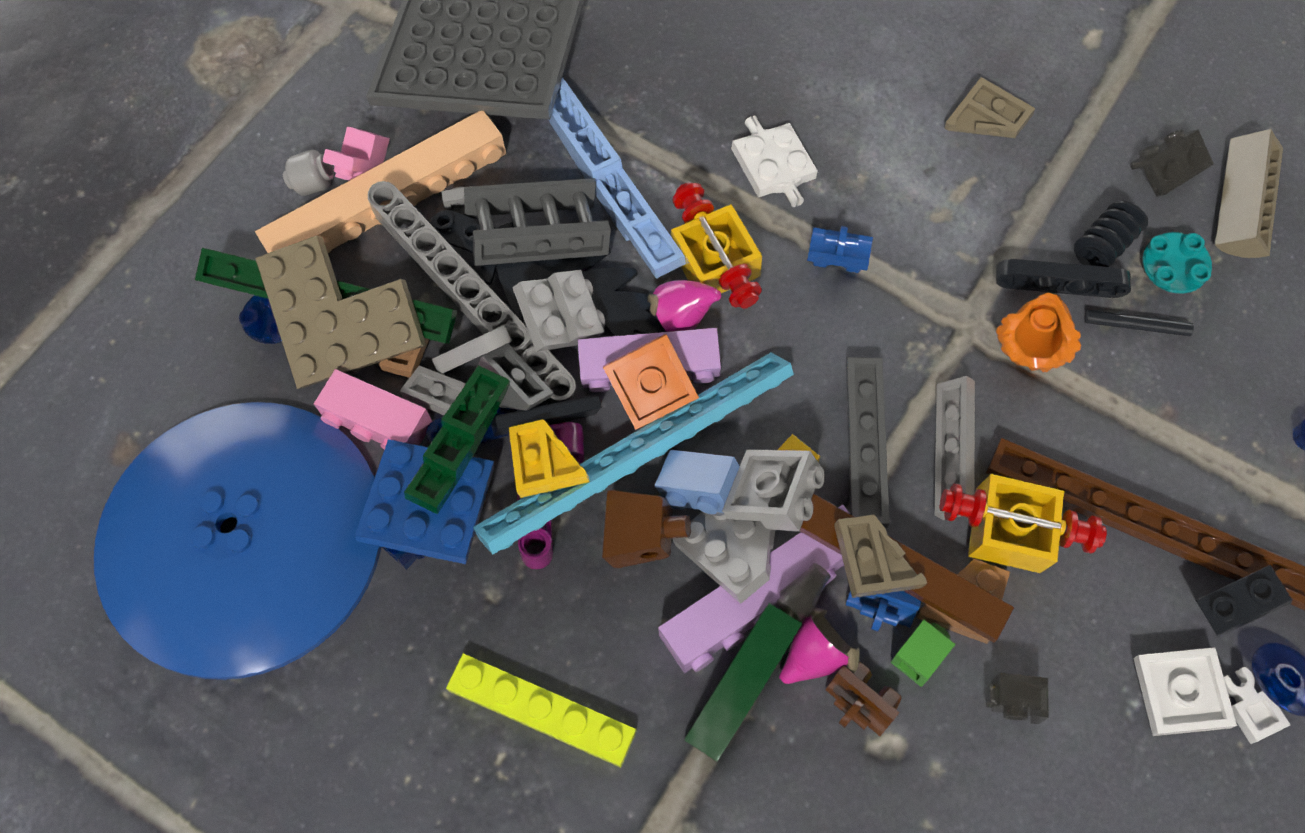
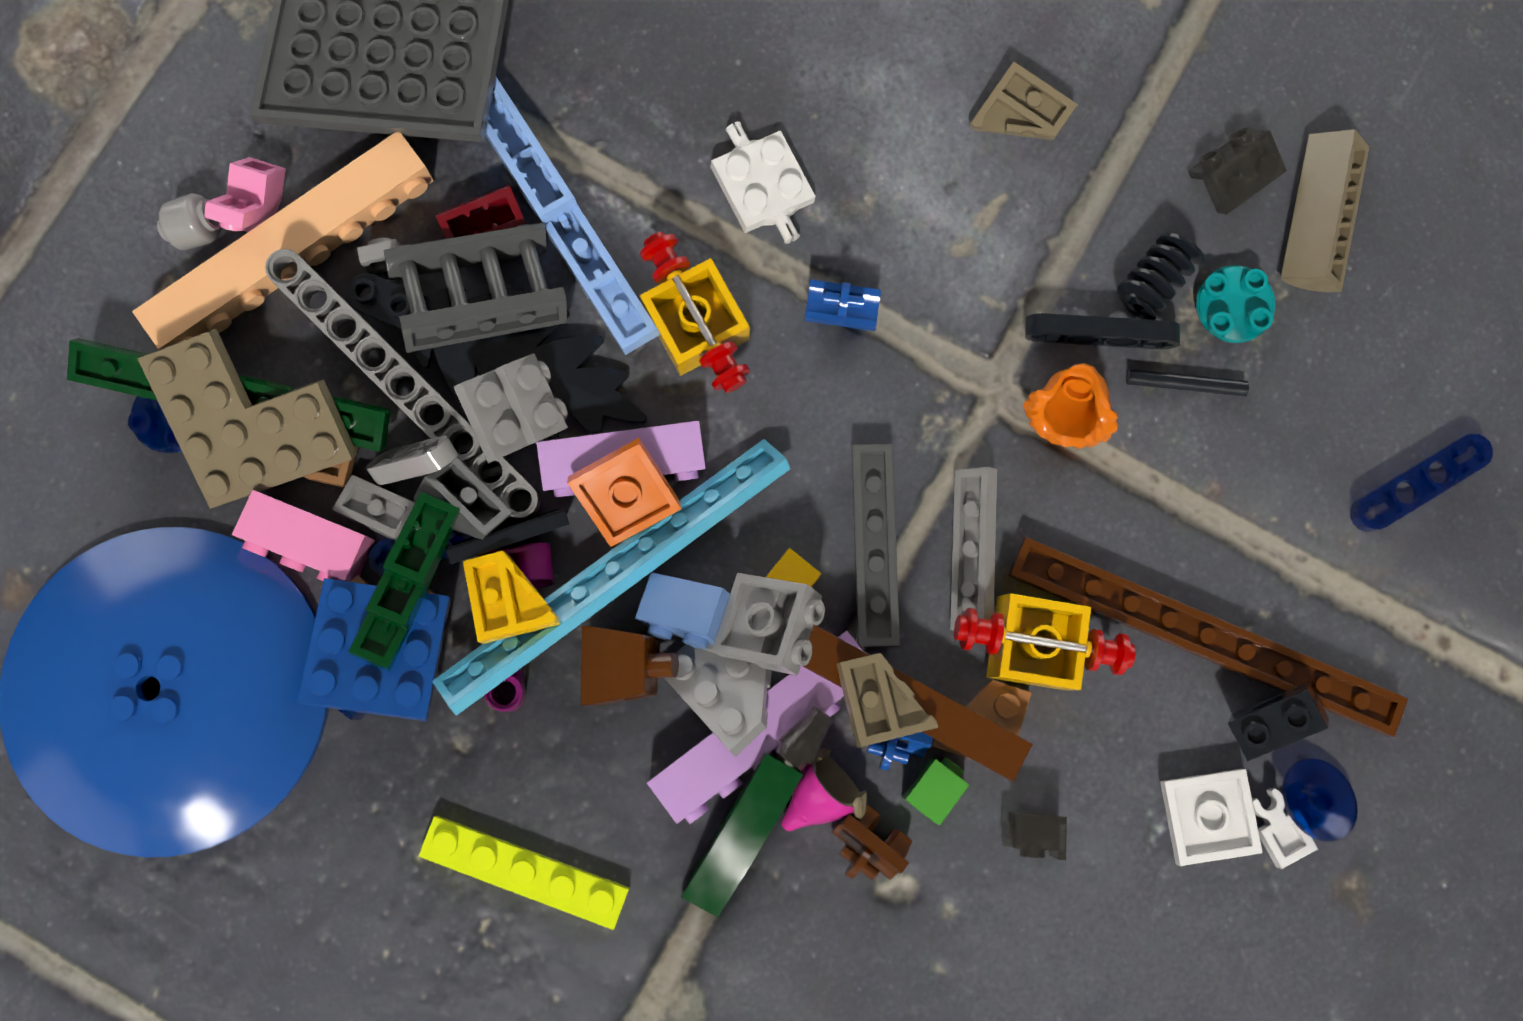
camera: 10 degrees left, 15 degrees up
(549, 168) = (482, 214): none -> dark red brick
(682, 304) = (656, 390): dark pink hat -> none

